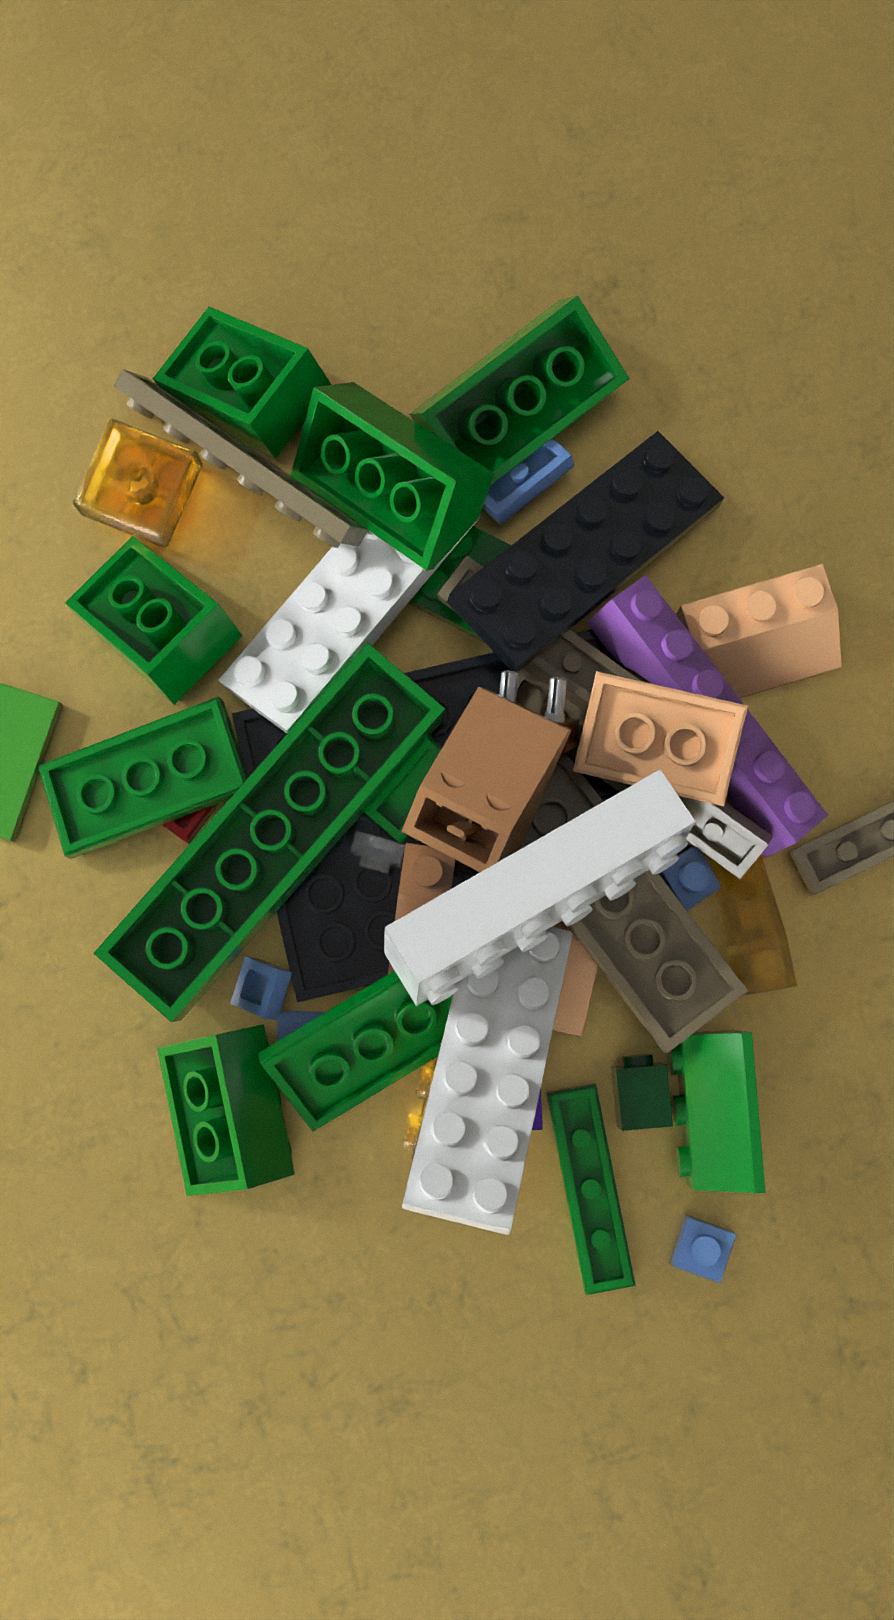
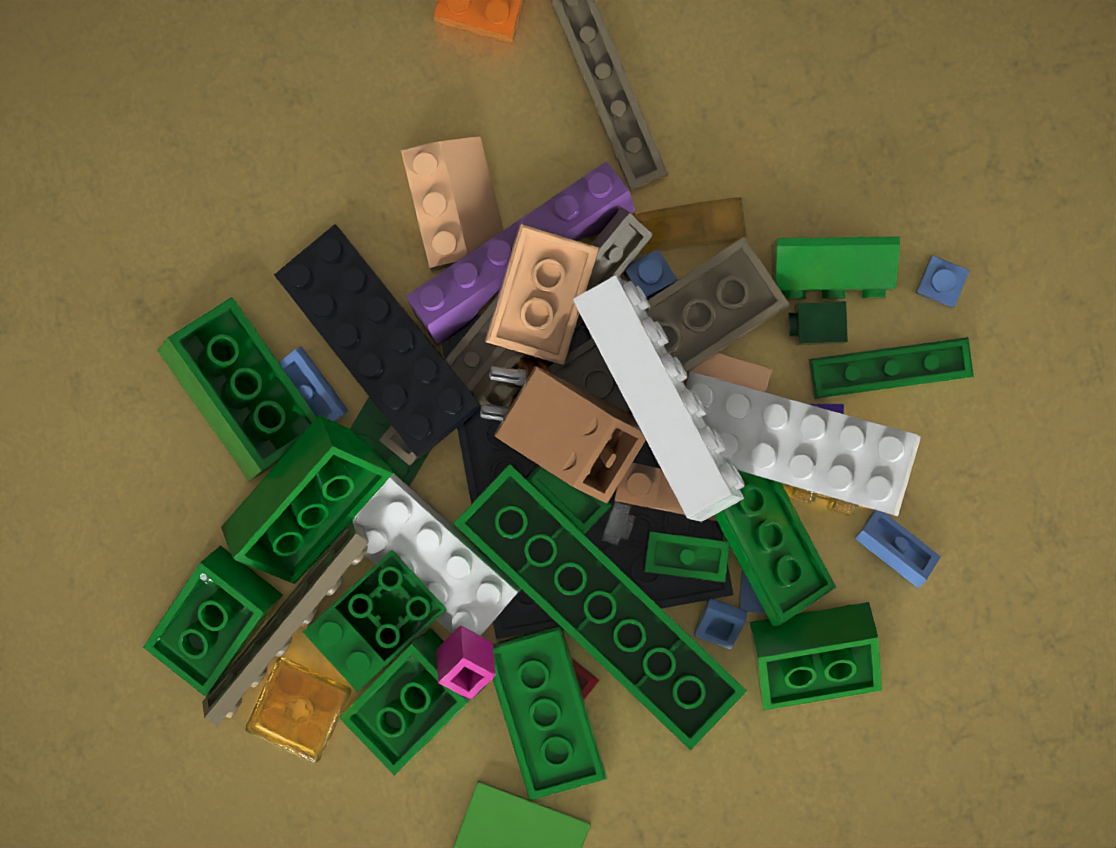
camera: 85 degrees left, 5 degrees up
(197, 670) = (465, 662): none -> dark pink brick
(246, 562) = (374, 620): none -> green slope
(341, 940) = (687, 556): none -> green plate
(364, 1208) = (898, 548): none -> medium blue plate

